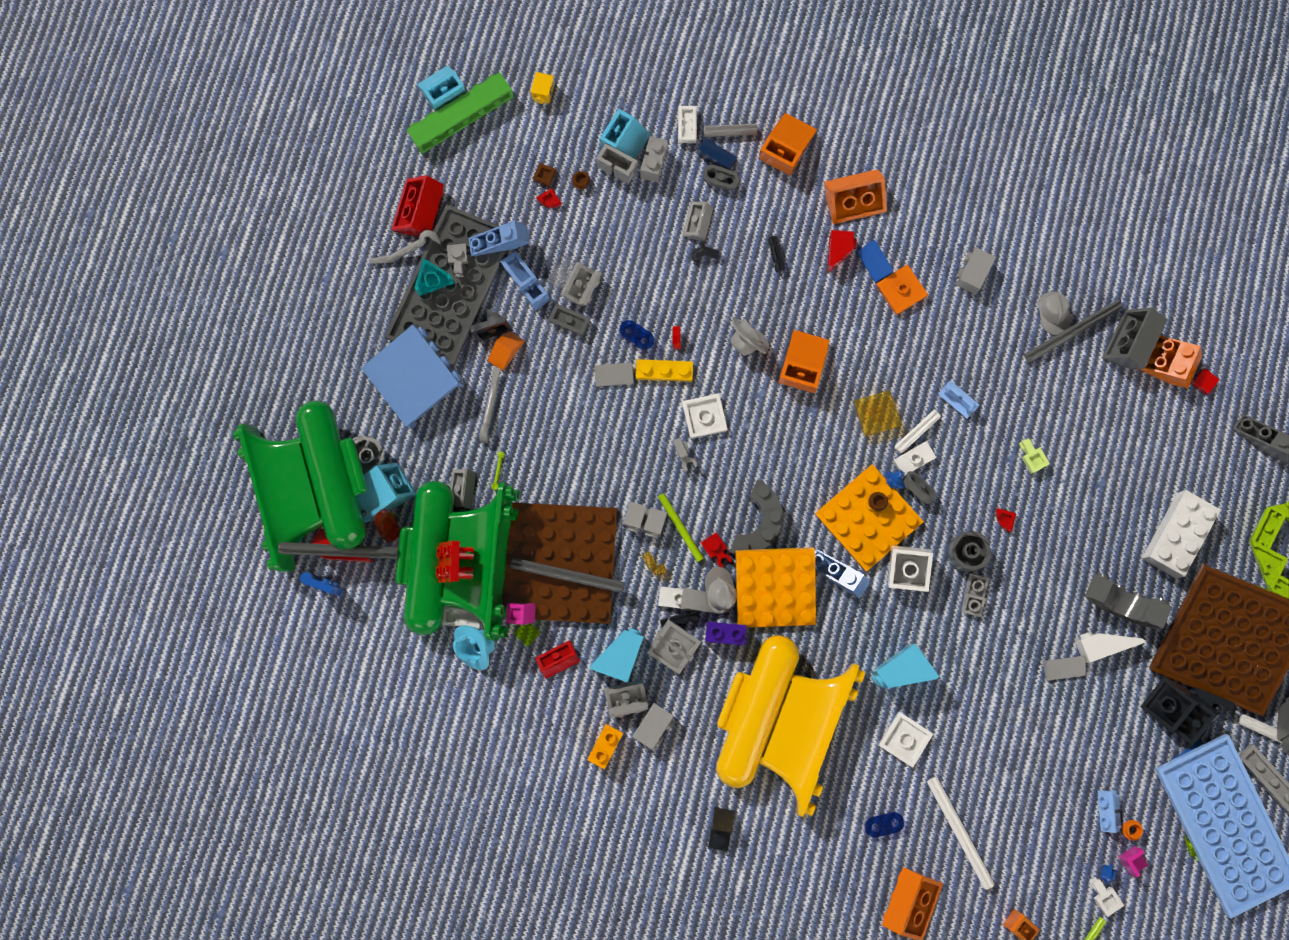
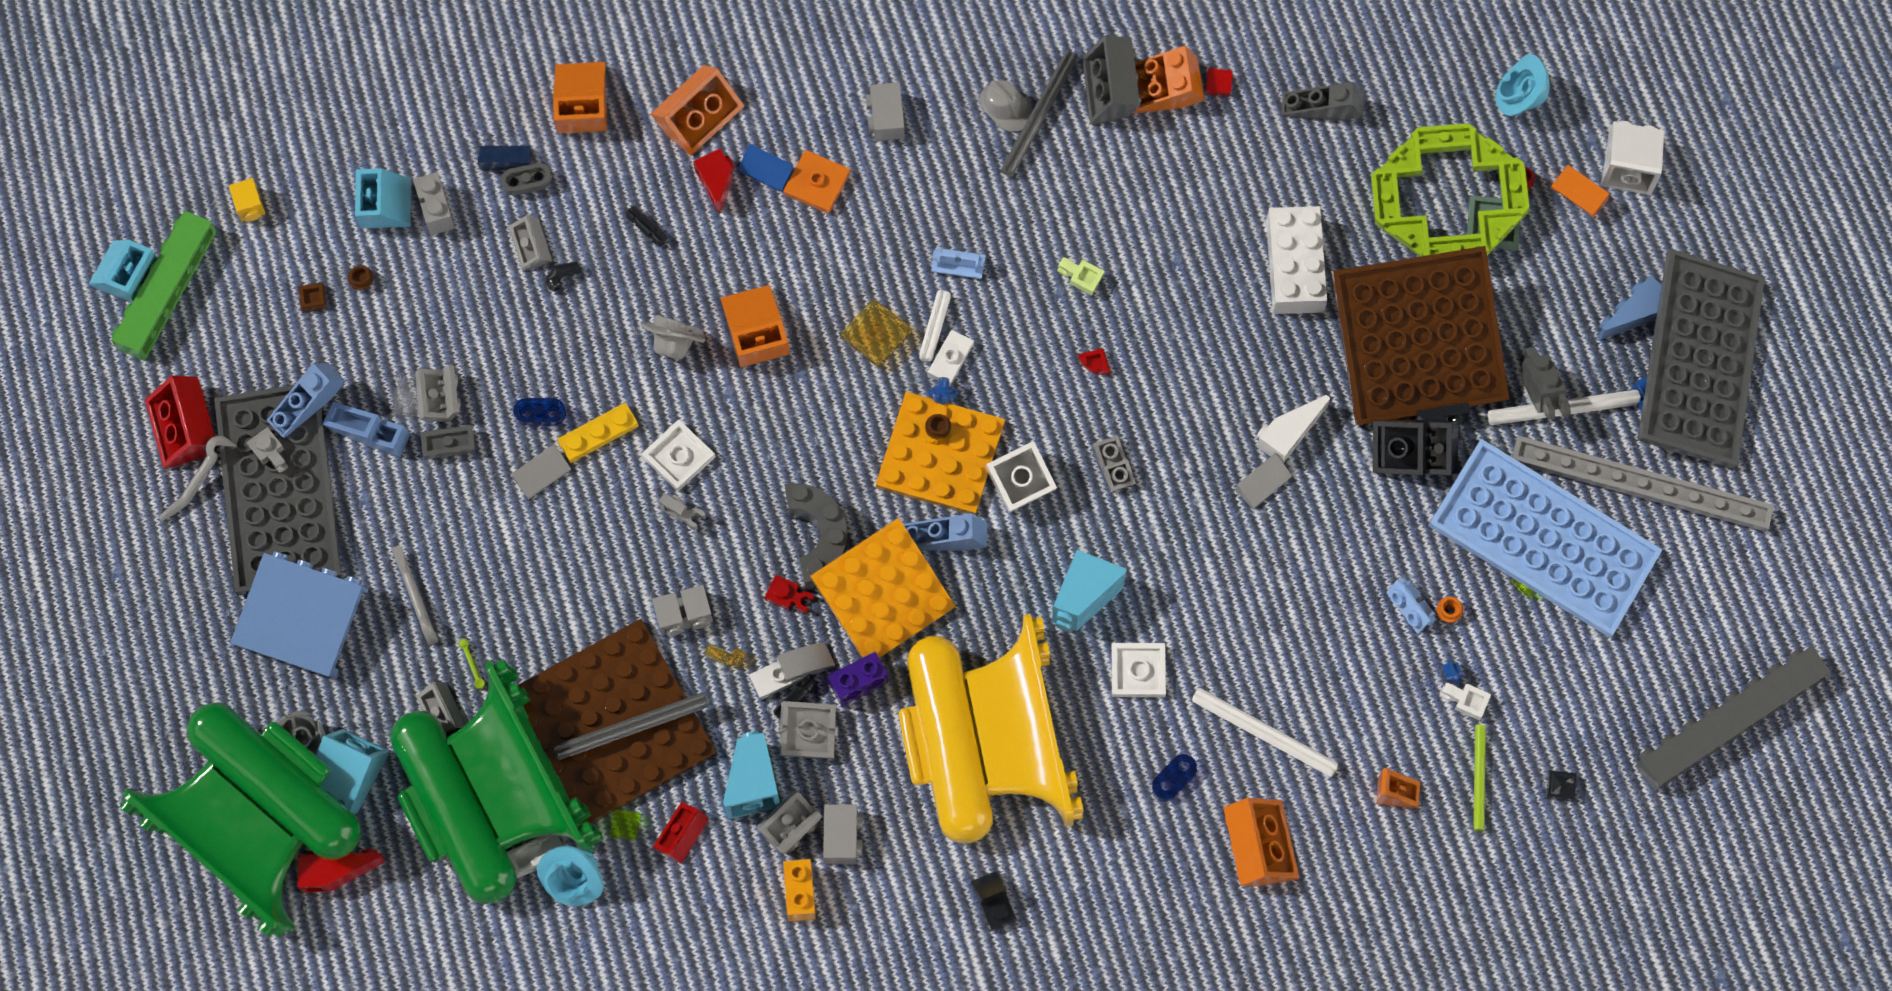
camera: 35 degrees left, 10 degrees down
(324, 585) = (346, 917): blue plate -> none
(330, 550) = (329, 867): dark grey axle -> none
(387, 525) = (378, 802): clear red plate -> none
(431, 278) = (253, 488): teal slope -> none
(449, 556) = (482, 786): red plate -> none
(492, 327) = (363, 500): black slope -> none
(505, 350) = (392, 522): orange slope -> none
(520, 613) = (603, 801): dark pink panel -> none
(549, 199) = (335, 321): red tile -> none
(615, 161) = (392, 231): light grey piece -> none
(676, 337) = (588, 386): red tile -> none
(680, 527) = (731, 596): lime bar -> none
(687, 124) = (448, 142): white plate -> none
(720, 590) = (822, 636): light grey piece -> none
(730, 130) = (503, 120): light grey axle -> none
(919, 487) = (976, 384): dark grey plate -> none
(979, 551) = (1076, 433): dark grey brick -> none
(1127, 606) = (1284, 372): dark grey brick -> none
(1133, 861) = (1472, 641): dark pink panel -> none

